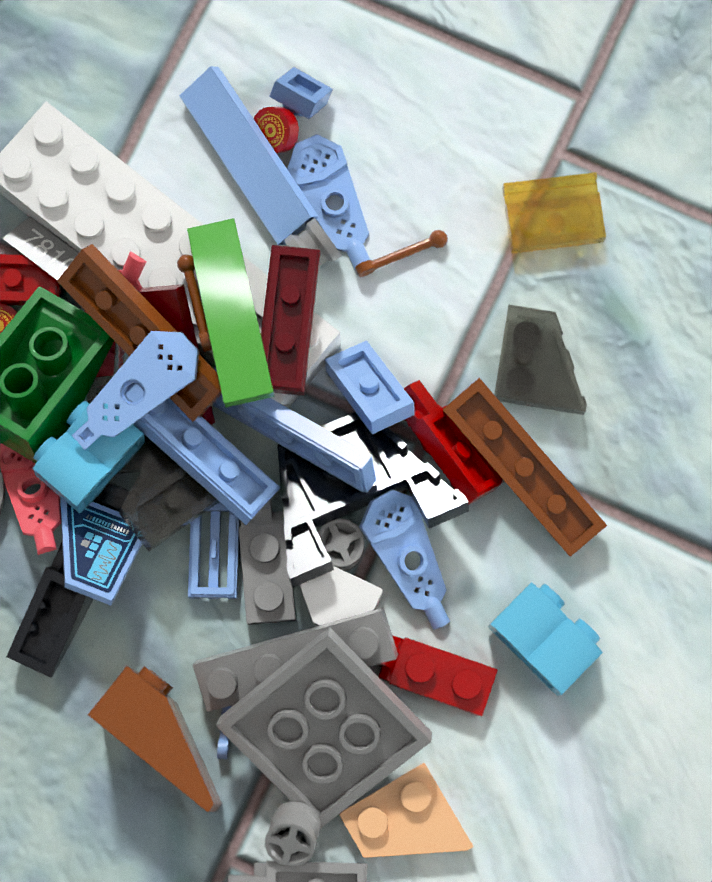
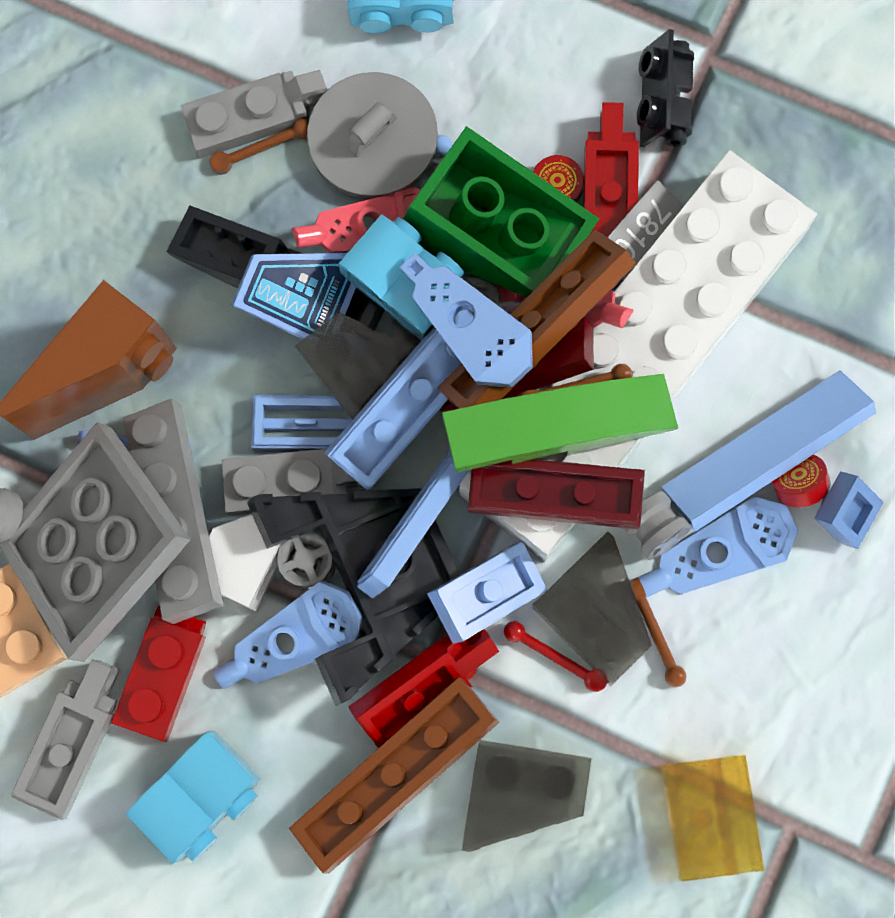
camera: 95 degrees right, 0 degrees up
(384, 299) = (597, 612): none -> clear smoke wing
(442, 305) = (515, 632): none -> red hinge
(500, 753) = (68, 742): none -> light grey hinge

